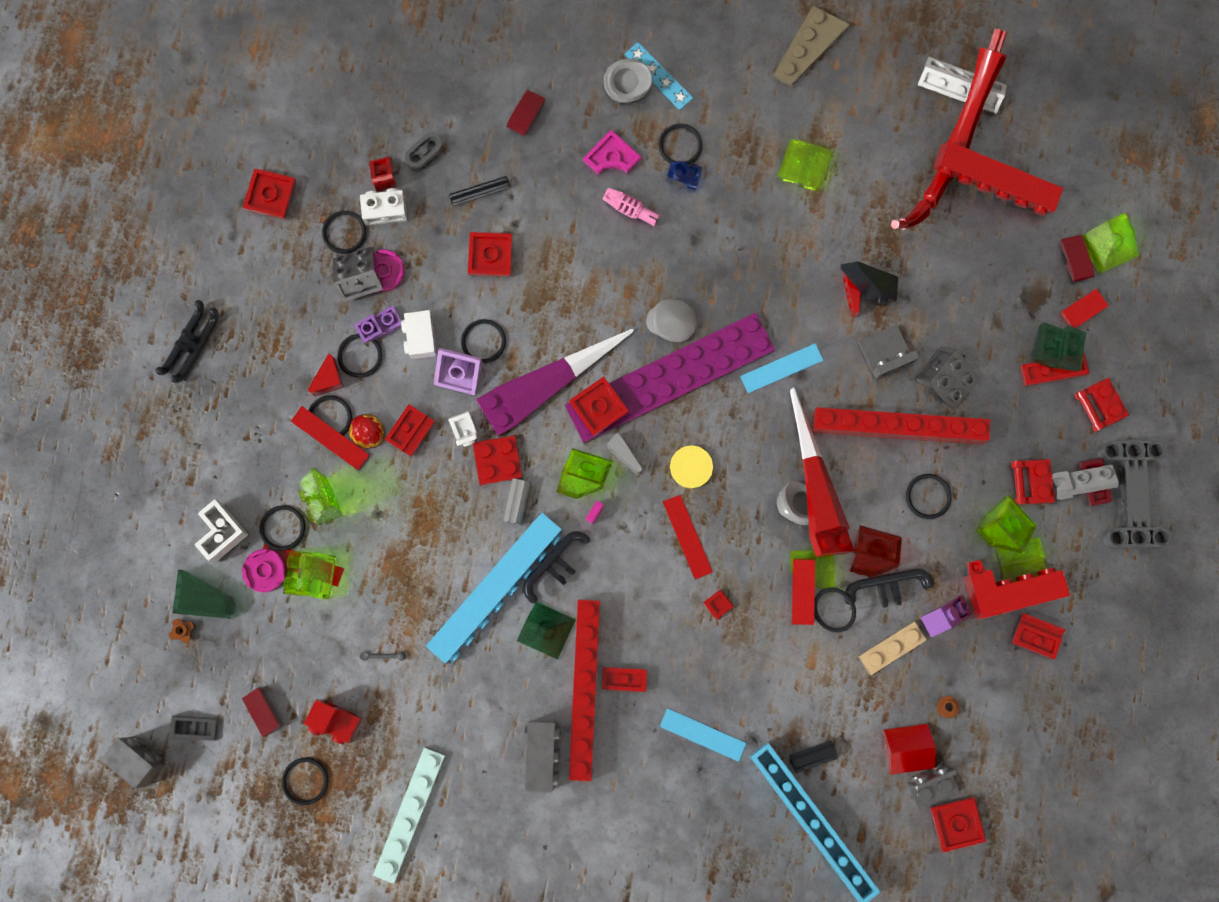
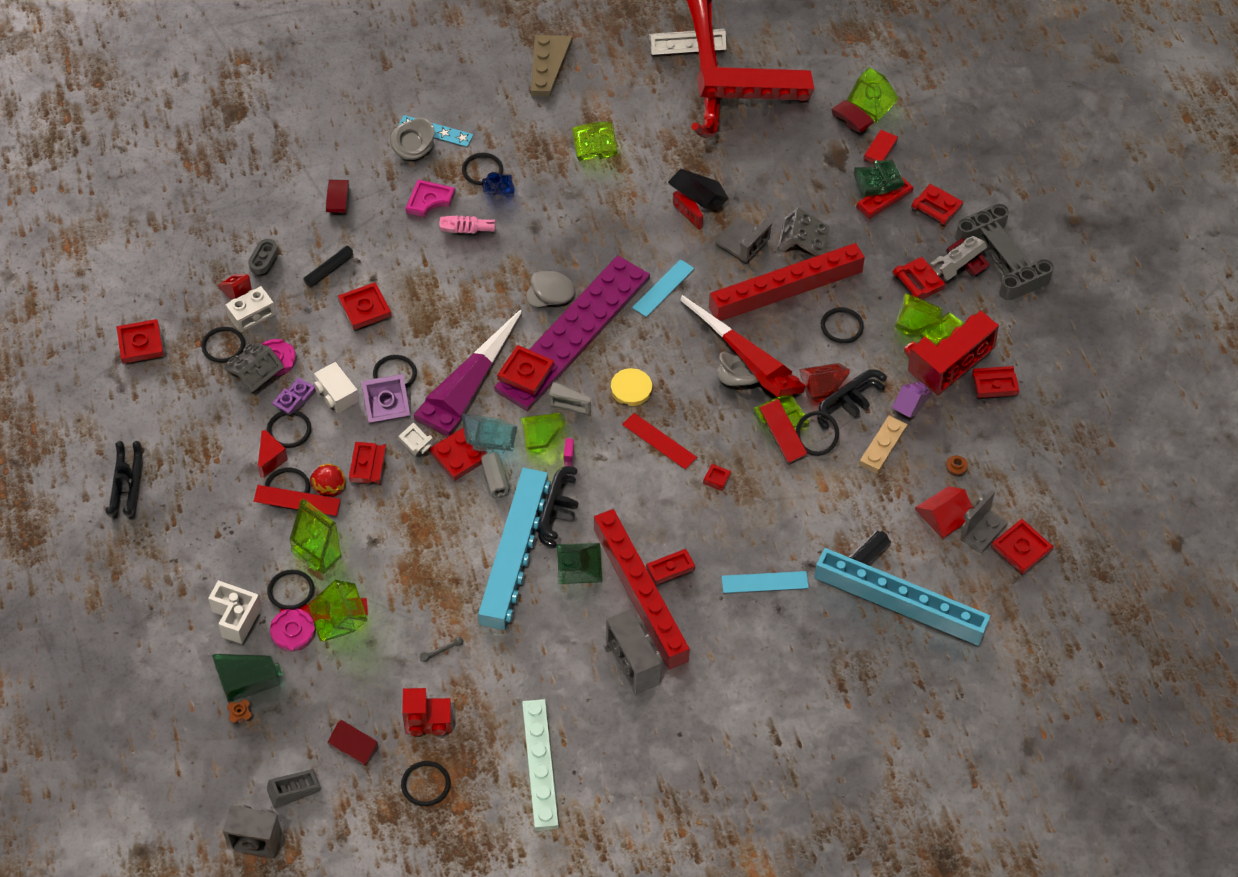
camera: 30 degrees left, 25 degrees down
(531, 457) = (489, 433): none -> clear light blue slope

